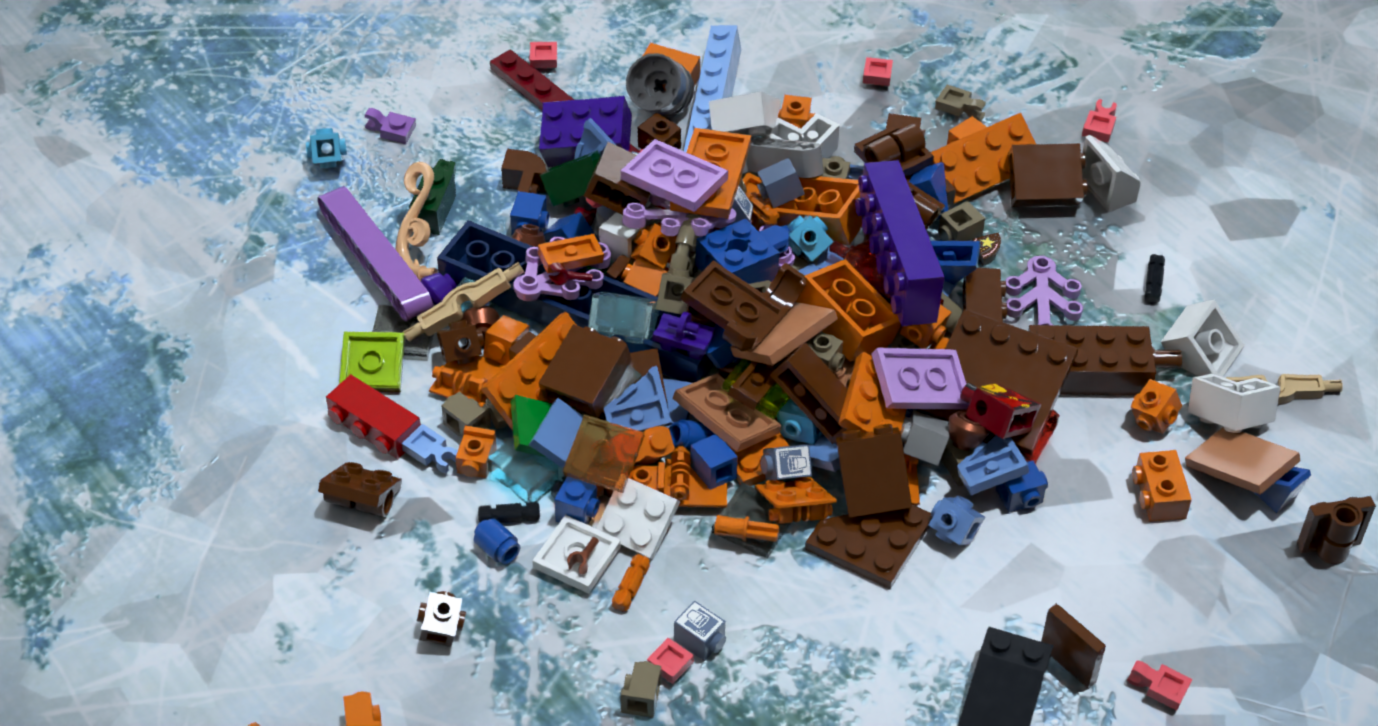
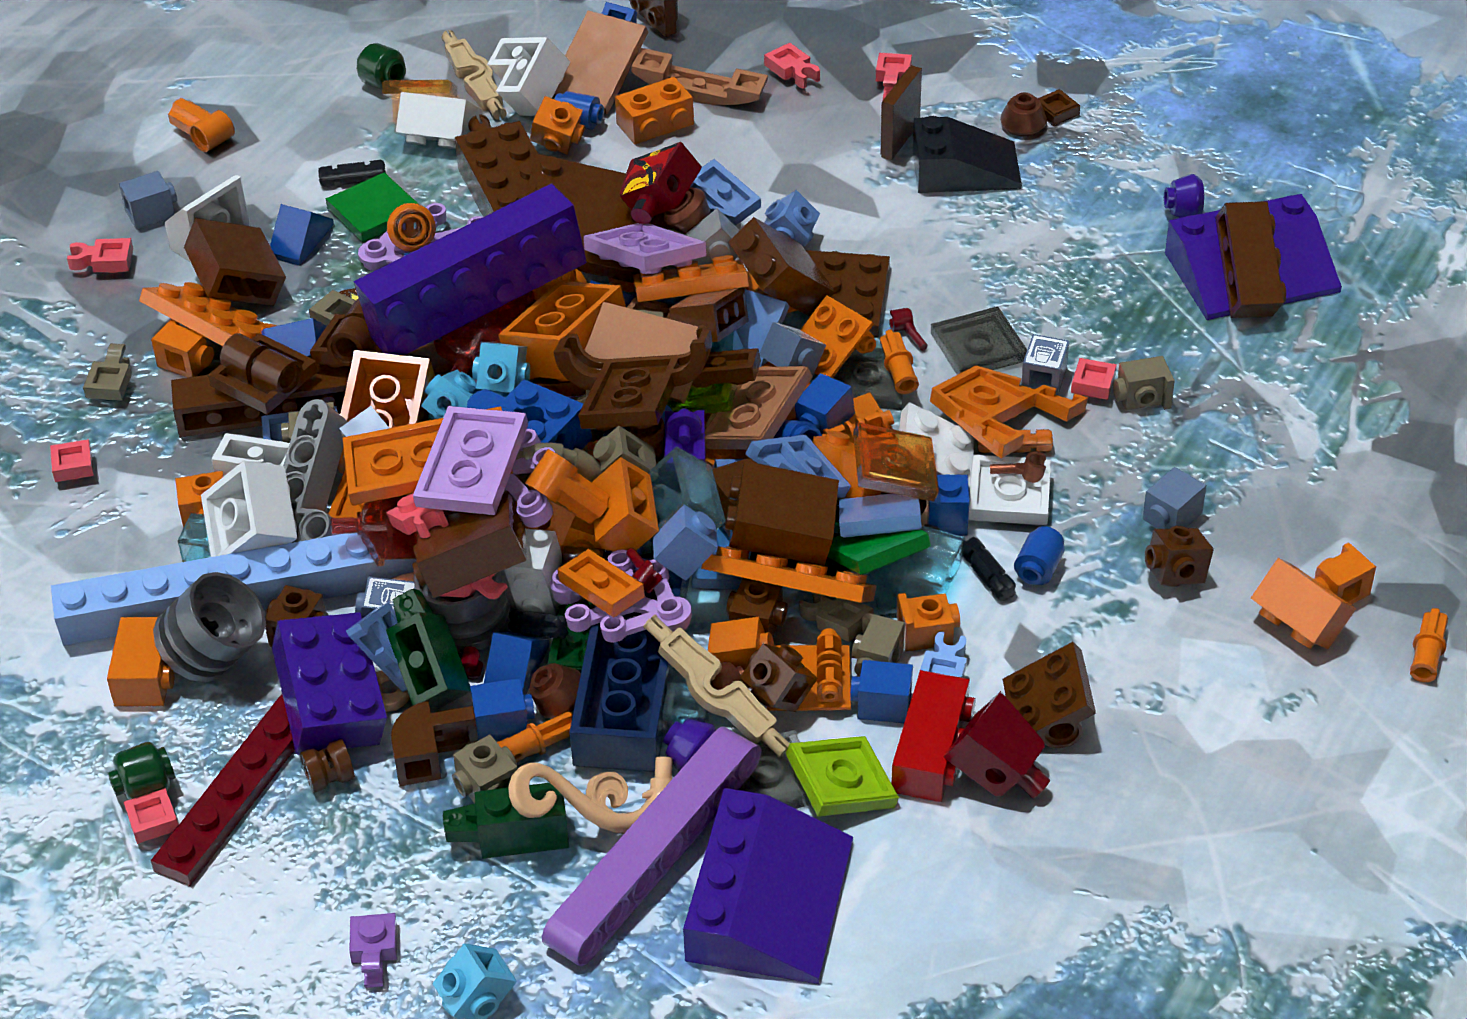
camera: 110 degrees left, 5 degrees down
(311, 296) = (766, 889): none -> dark purple slope
(328, 435) = (1000, 750): none -> dark red torso
(347, 672) = (1302, 604): none -> orange brick
(426, 403) = (883, 691): none -> blue brick
(477, 192) = (483, 767): none -> dark tan brick
(498, 219) = (538, 737): none -> orange axle
(502, 648) = (1174, 500): none -> sand blue brick
(530, 130) = (317, 767): none -> reddish brown wheel
(574, 51) = (141, 771): none -> dark green head
(575, 298) = (685, 542): none -> medium blue brick
(629, 279) = (630, 510): none -> orange brick
(640, 237) = (563, 484): none -> orange piece
(676, 569) = (987, 398): none -> orange wing
(758, 607) = (979, 340): none -> clear smoke tile
(807, 566) = (903, 320): none -> dark red hand
(811, 253) = (494, 357): none -> medium azure brick
(1044, 278) = (411, 238): none -> orange cone
(1089, 232) = (297, 233): none -> blue slope
(1106, 282) = (368, 205): none -> green tile
(1158, 153) = (148, 199): none -> sand blue brick
(1183, 433) = (592, 109): none -> blue brick
(1203, 530) = (704, 87): none -> nougat slope
(1204, 608) = (792, 62): none -> coral plate
(1240, 332) = (440, 88): none -> clear orange tile
(1245, 204) = (204, 128): none -> orange piece
(1291, 320) = (379, 64): none -> dark green head

